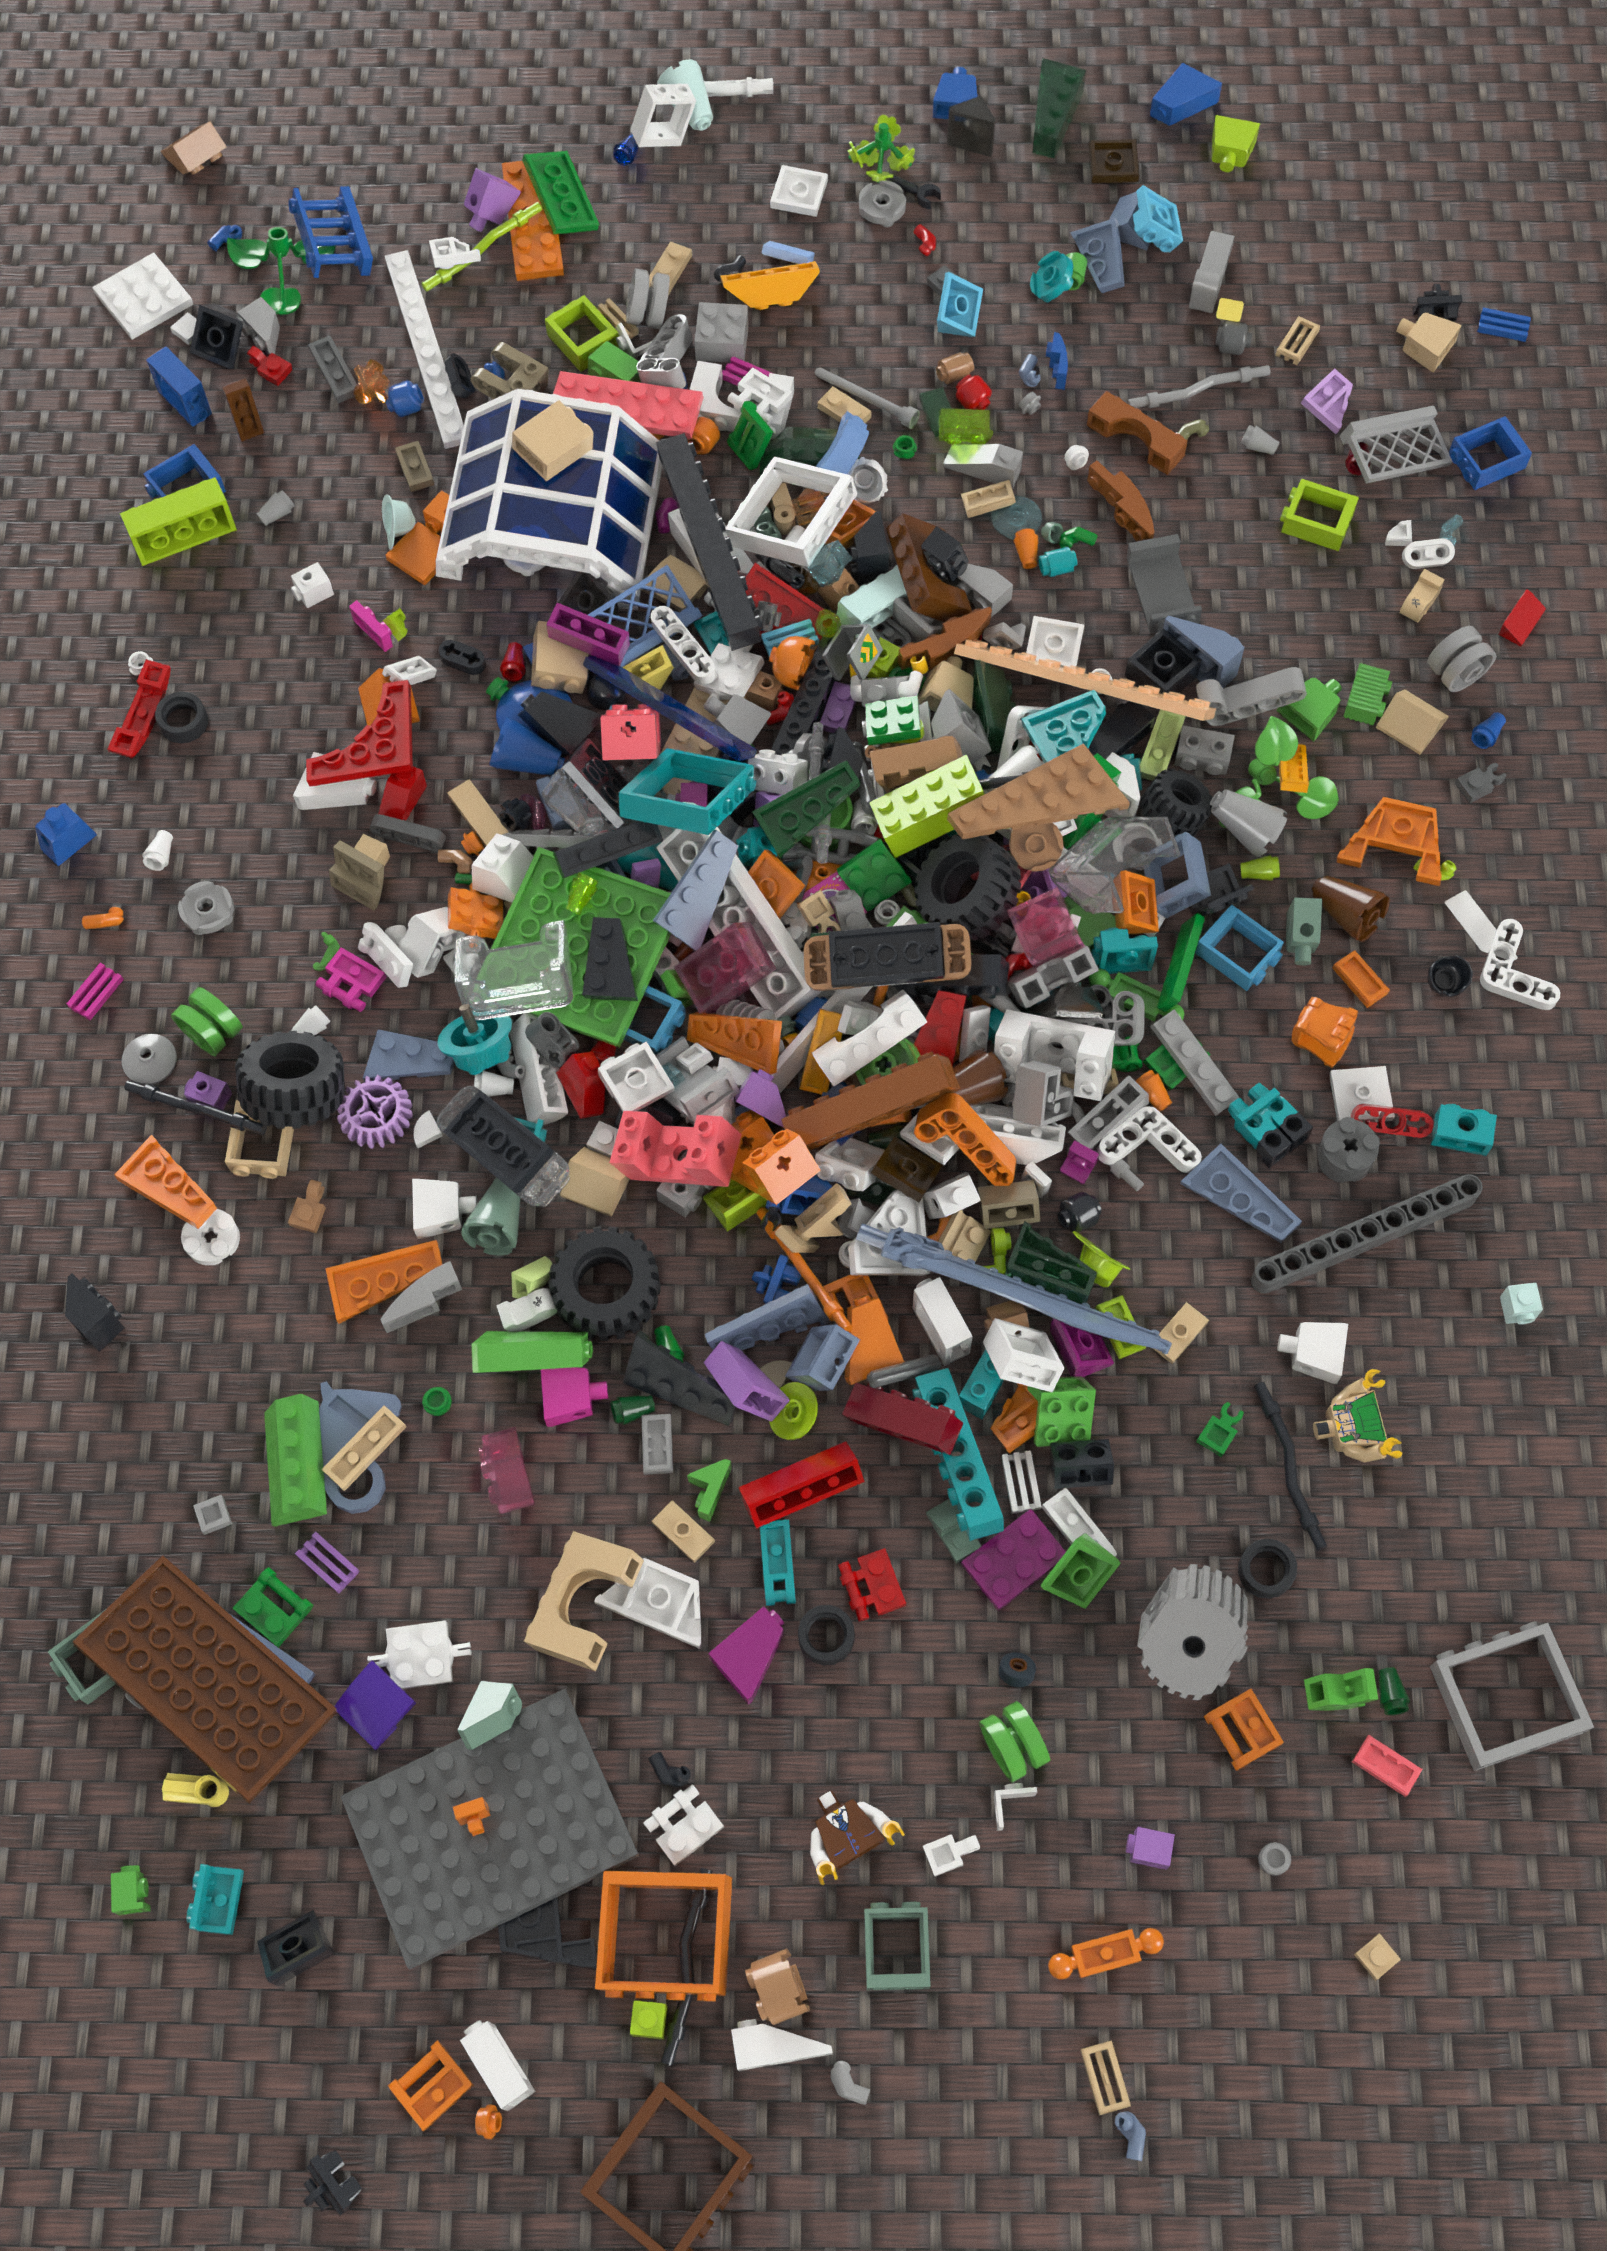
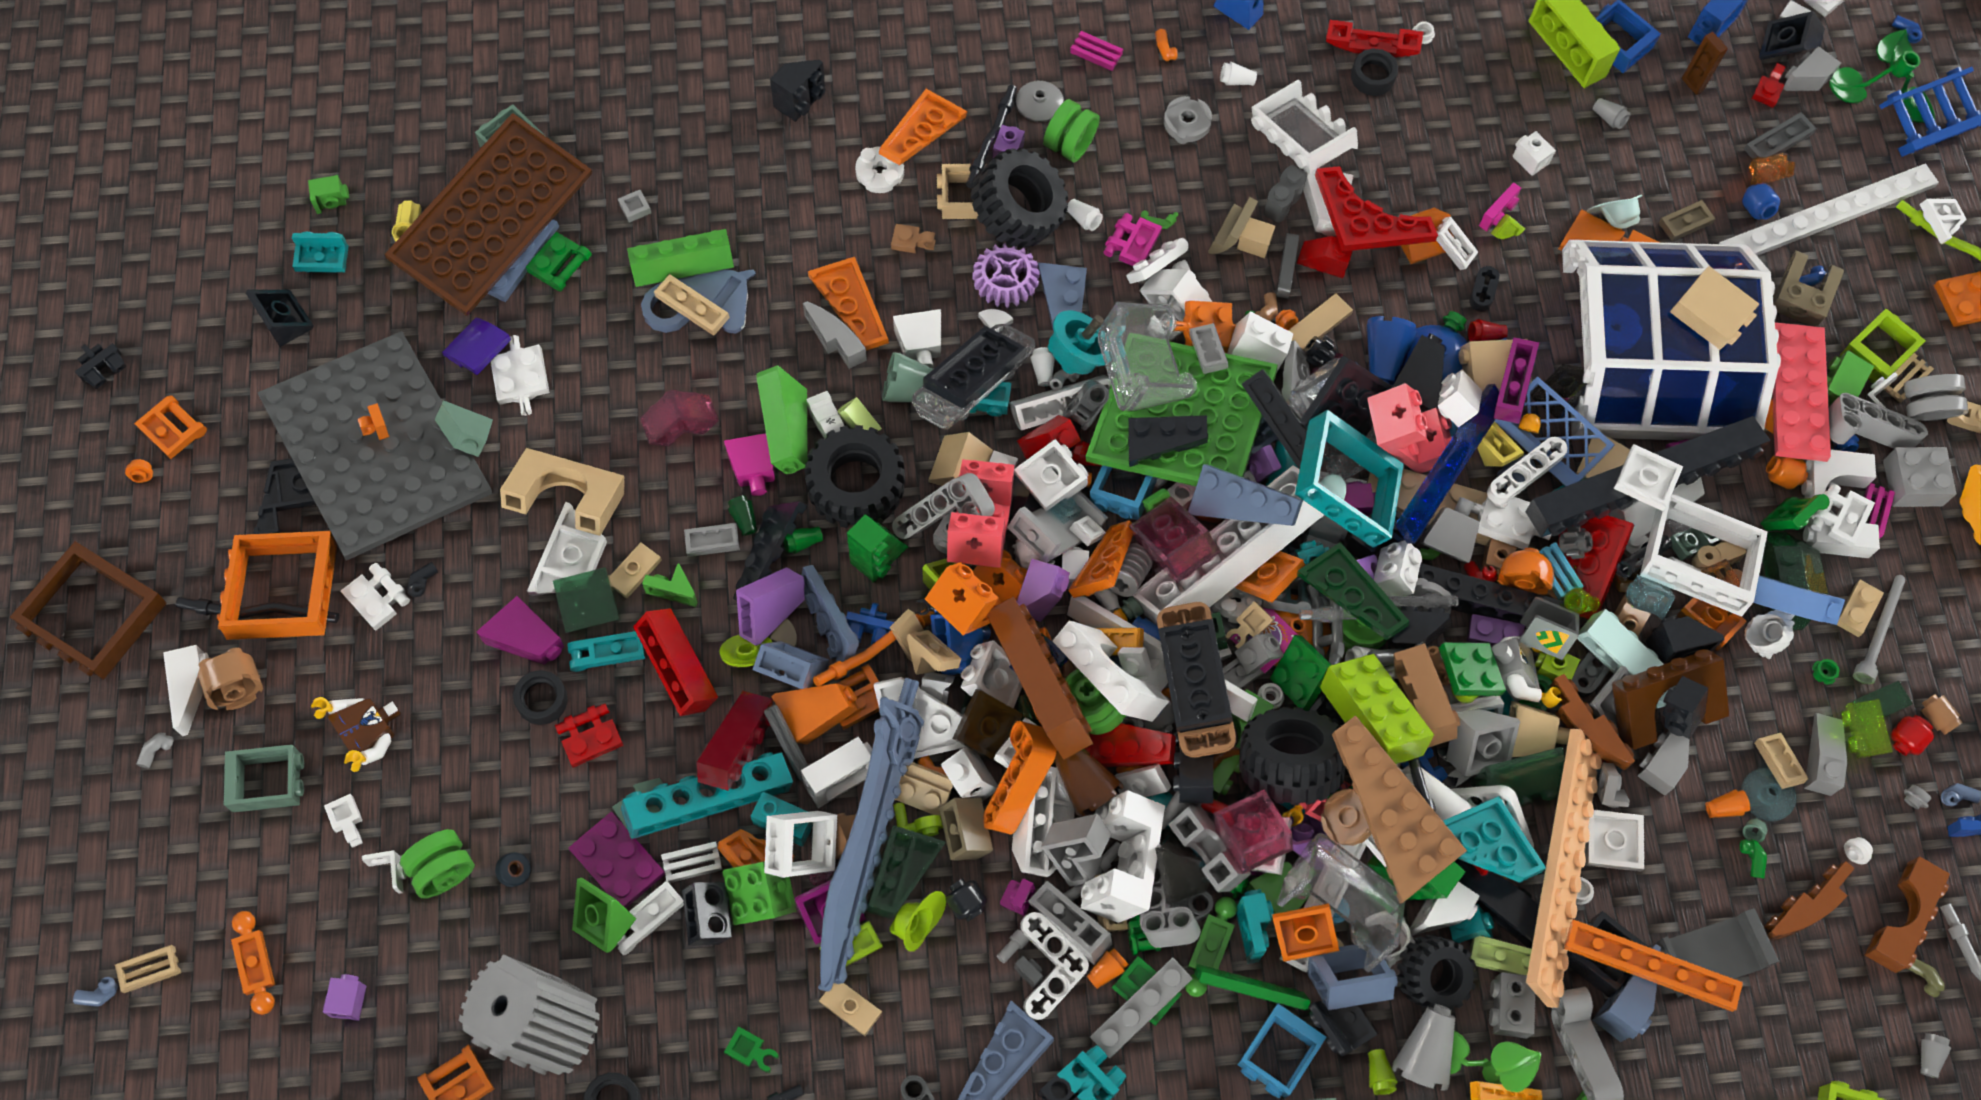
camera: 80 degrees right, 0 degrees up
(247, 792) = (1301, 128): none -> white window
(309, 1546) = (582, 306): medium lavender tile -> none
(320, 821) = (1285, 193): none -> dark grey brick
(437, 1401) = (742, 359): green plate -> none
(459, 376) = (1799, 242): black plate -> none
(496, 2064) = (177, 468): white window -> none
(510, 909) = (1208, 348): none -> light grey plate
(581, 892) = (1232, 402): clear neon green cone -> none
(599, 689) = (1459, 398): none -> white brick
(634, 633) = (1530, 423): none -> light orange hinge
(648, 2020) = (208, 581): lime brick -> none
(663, 1226) = (937, 508): none -> light grey beam
(696, 1267) = (873, 548): none -> green wedge
(716, 536) = (1648, 477): none -> white tile
(720, 1576) = (586, 599): none -> clear green brick
(1041, 1180) = (996, 856): white tile -> none
(1057, 562) = (1717, 837): teal brick -> none
(1154, 1160) = (1029, 971): none -> dark grey plate
(1187, 622) = (1653, 965): none -> orange plate

